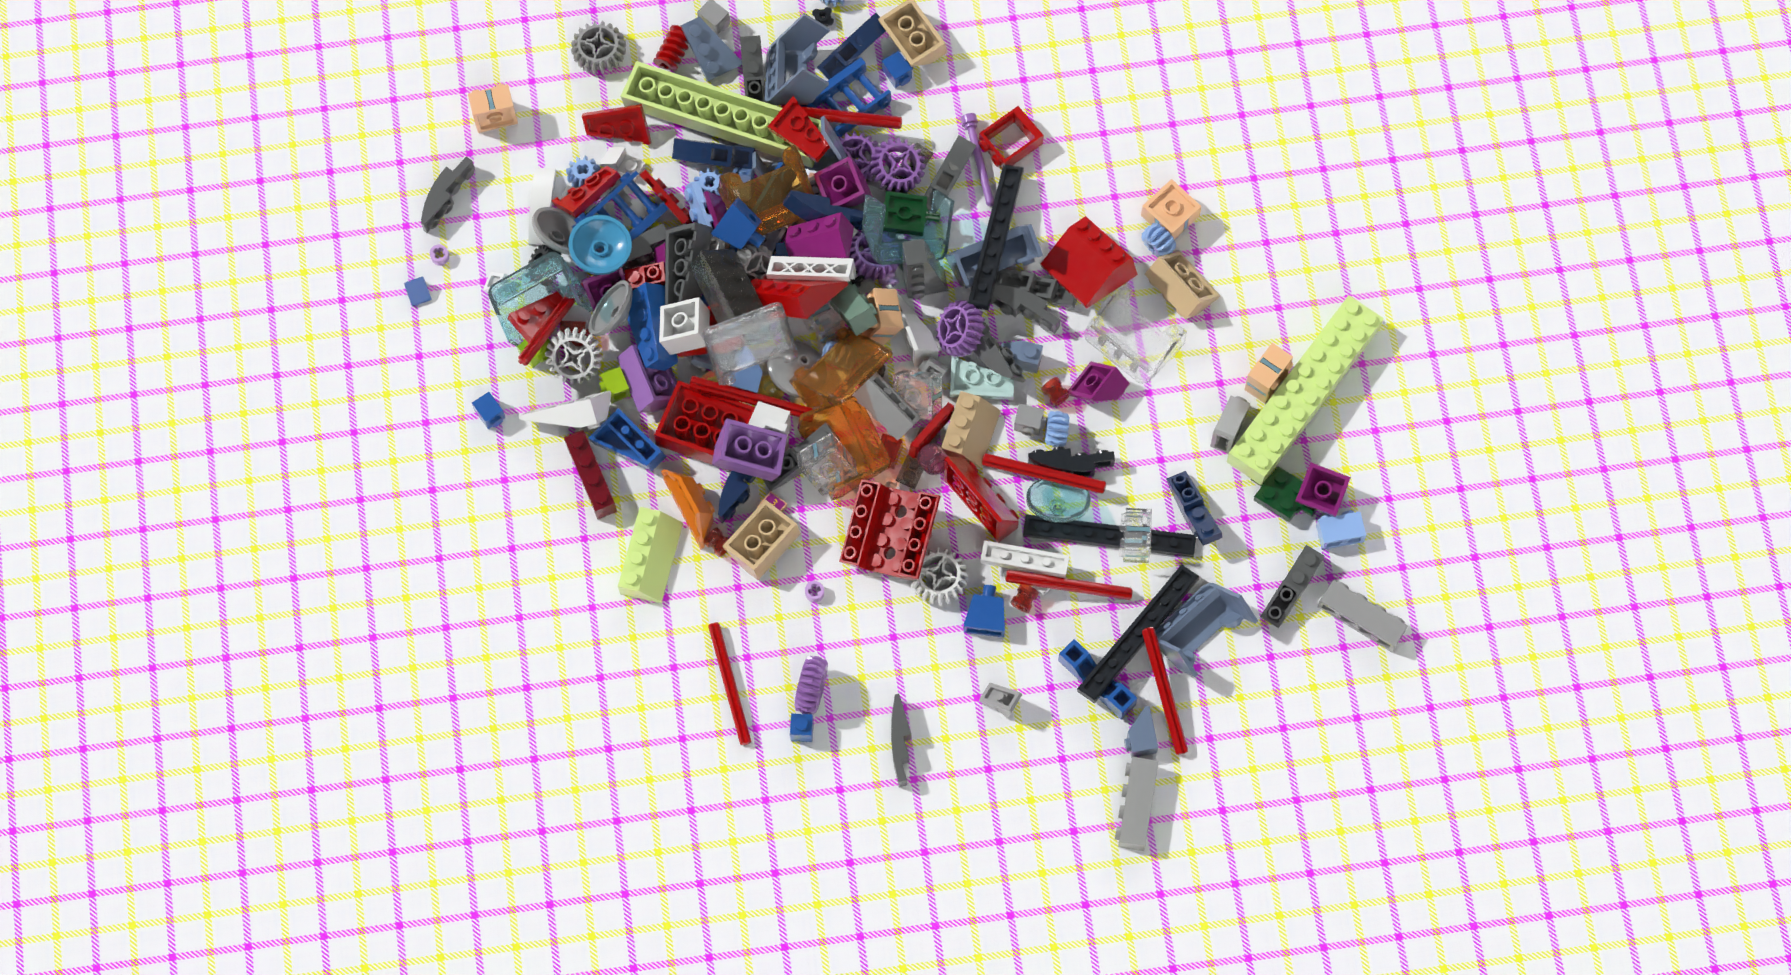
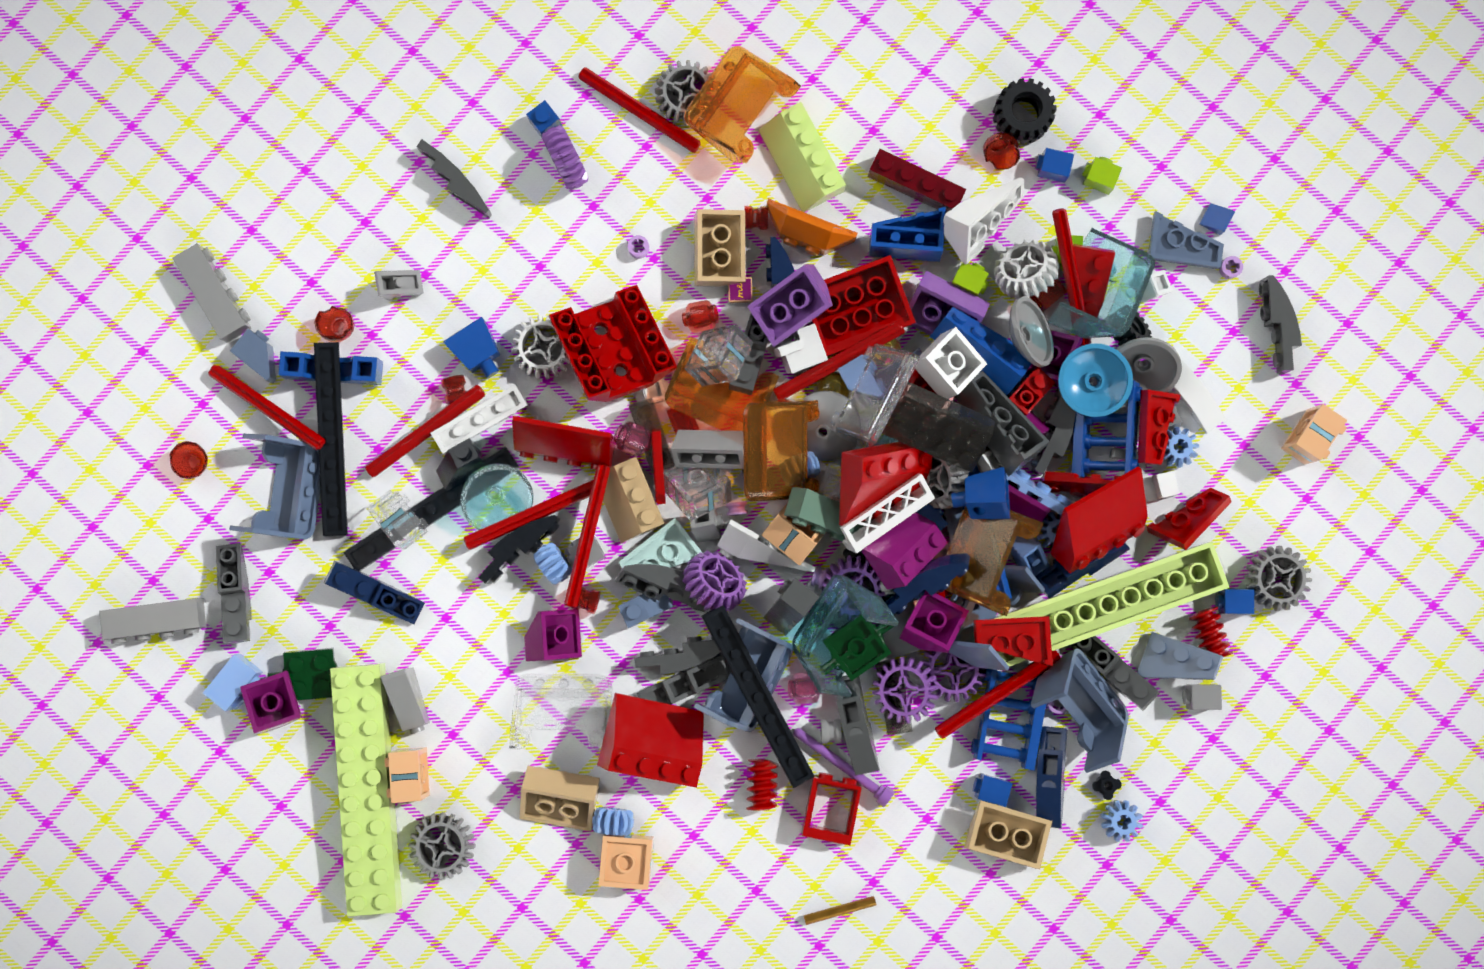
camera: 135 degrees right, 15 degrees up
(457, 293) = (1181, 245): none -> sand blue wing
(464, 379) = (1101, 174): none -> lime brick
(470, 444) = (1030, 93): none -> black tyre
(514, 447) = (1001, 151): none -> clear red hair
(637, 51) = (1235, 601): none -> blue brick
(659, 622) = (734, 99): none -> clear orange windscreen
(681, 156) = (1101, 521): none -> red slope
(694, 661) = (677, 88): none -> light grey gear
(815, 508) = (700, 316): none -> clear red head
(903, 365) = (736, 508): none -> lavender bush
(963, 222) = (802, 689): none -> clear pink head
(968, 184) = (831, 731): none -> light grey wheel
(1018, 423) = (587, 536): none -> red axle
(1040, 186) = (762, 785): none -> red piece
(1059, 79) = (840, 910): none -> pearl gold bar
(1065, 542) = (460, 464): none -> black slope
(1069, 708) = (334, 324): none -> clear red hair
(1250, 700) = (188, 460): none -> clear red hair
(1297, 307) = (452, 848): none -> light grey gear

